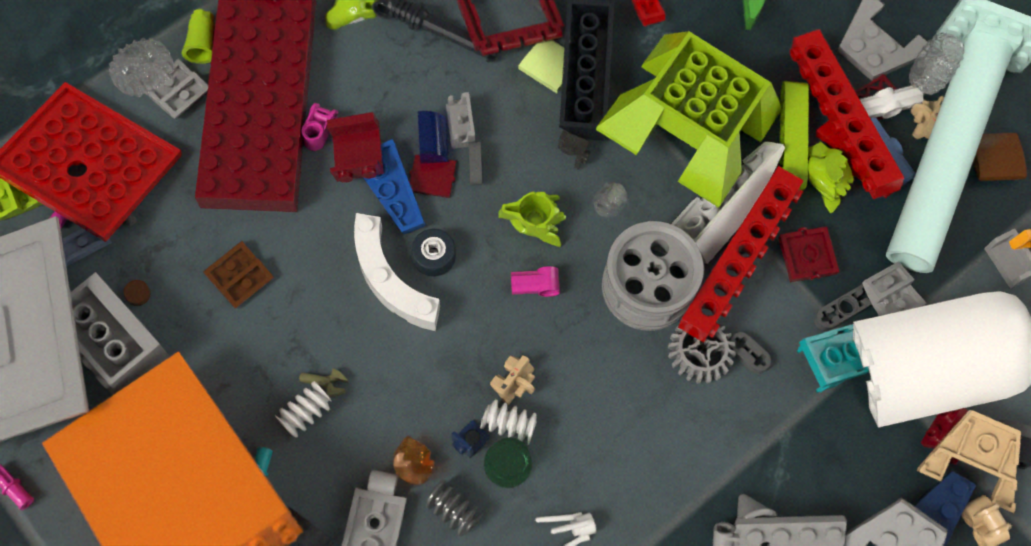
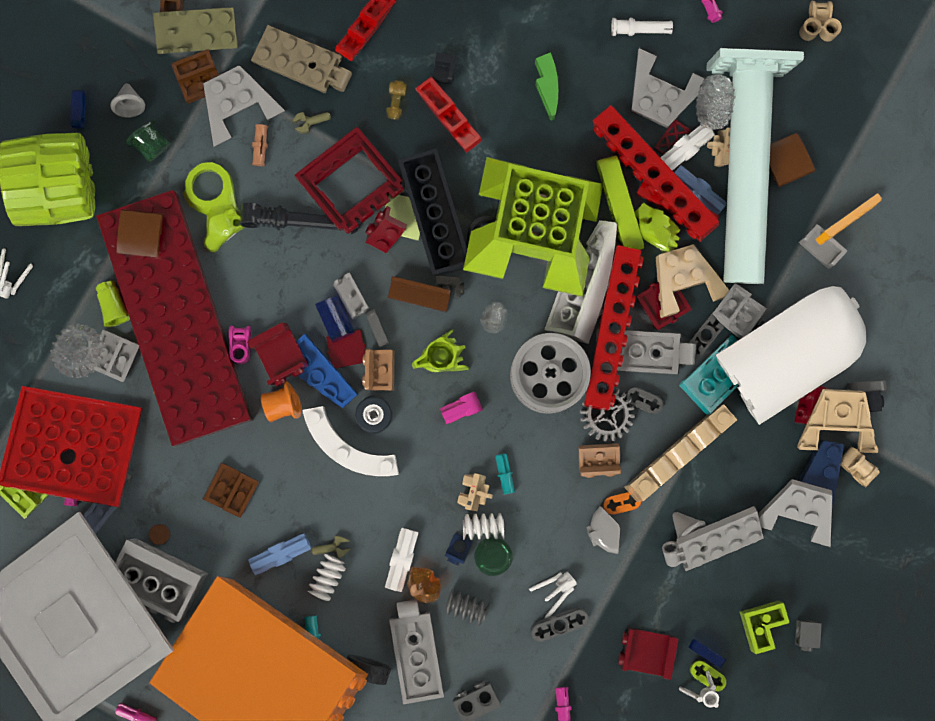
camera: 20 degrees left, 15 degrees up
(261, 364) = (279, 554): none -> medium blue piece
(336, 200) = (281, 403): none -> orange piece
(398, 424) = (401, 559): none -> white piece
(459, 207) = (379, 370): none -> medium nougat bracket
(525, 67) = (384, 231): none -> dark red bracket
(537, 145) = (419, 294): none -> reddish brown panel
(557, 374) = (505, 473): none -> teal axle
(651, 481) = (604, 531): none -> light grey piece
(674, 397) = (599, 460): none -> medium nougat bracket
(683, 465) = (623, 507): none -> orange beam
(760, 301) = (639, 350): none -> light grey hinge
(773, 420) = (680, 453): none -> tan fence
(842, 226) = (682, 270): none -> tan wing

